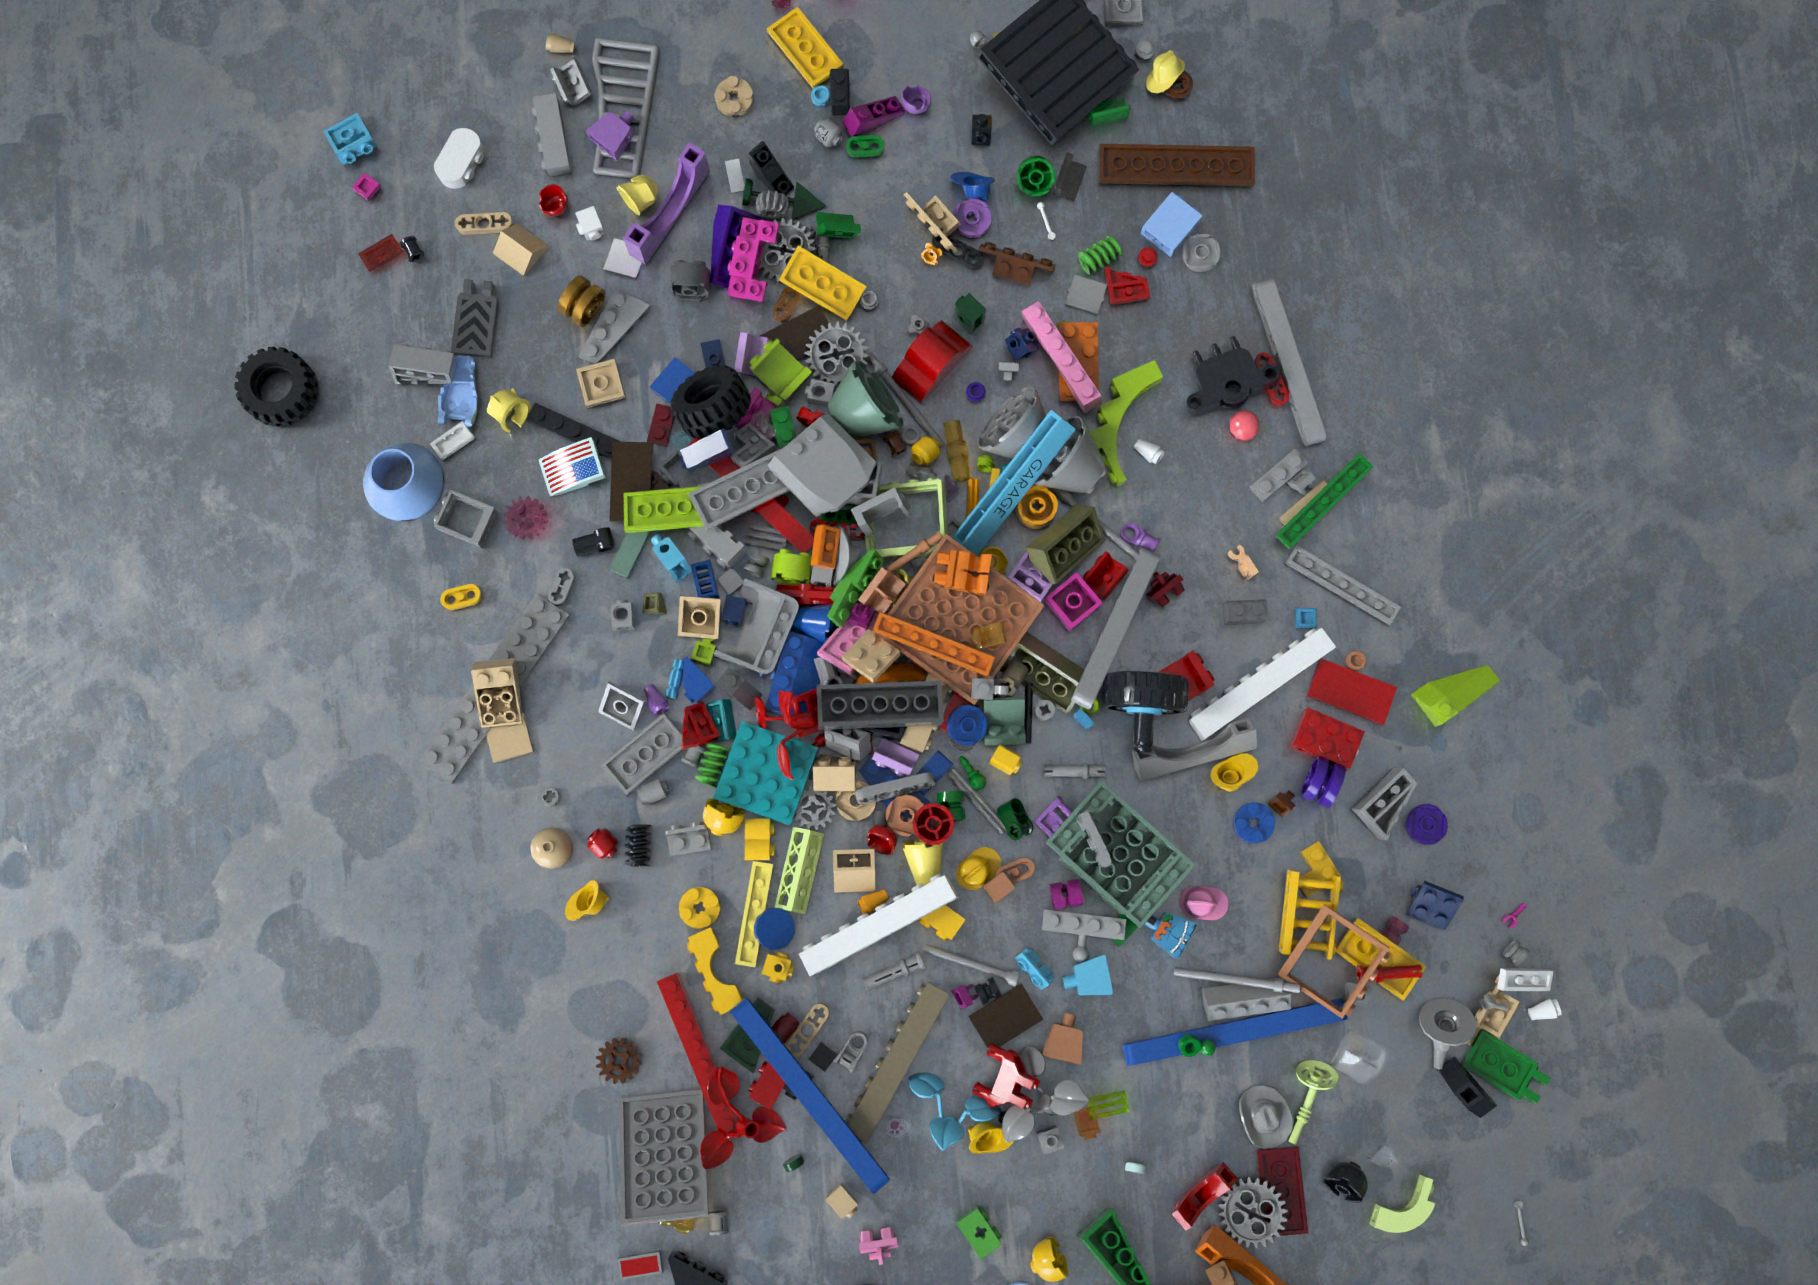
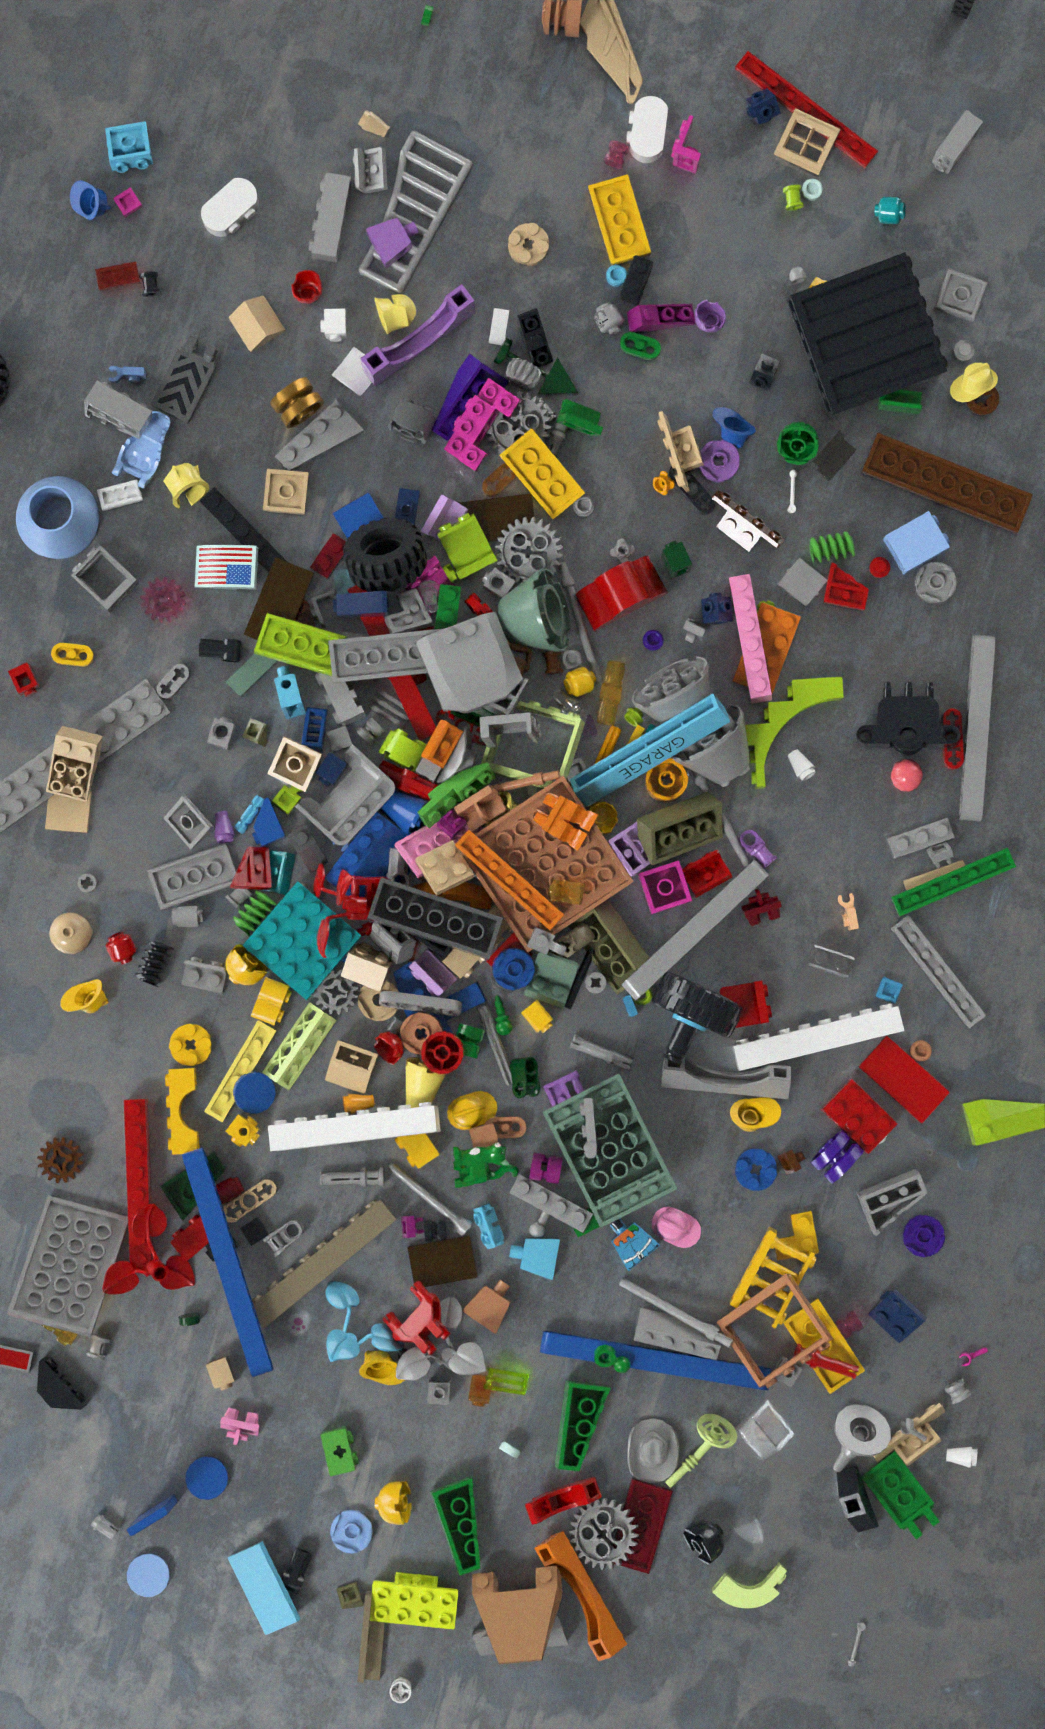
camera: 25 degrees right, 5 degrees up
(330, 196) = (88, 200): none -> blue piece
(420, 630) = (20, 673): none -> red brick
(423, 331) = (132, 374): none -> medium blue plate
(498, 216) = (214, 284): tan beam -> none
(1000, 914) = (474, 1165): none -> green animal
(1187, 1113) = (578, 1421): none -> green wedge
(1525, 979) = (954, 1419): white plate -> none

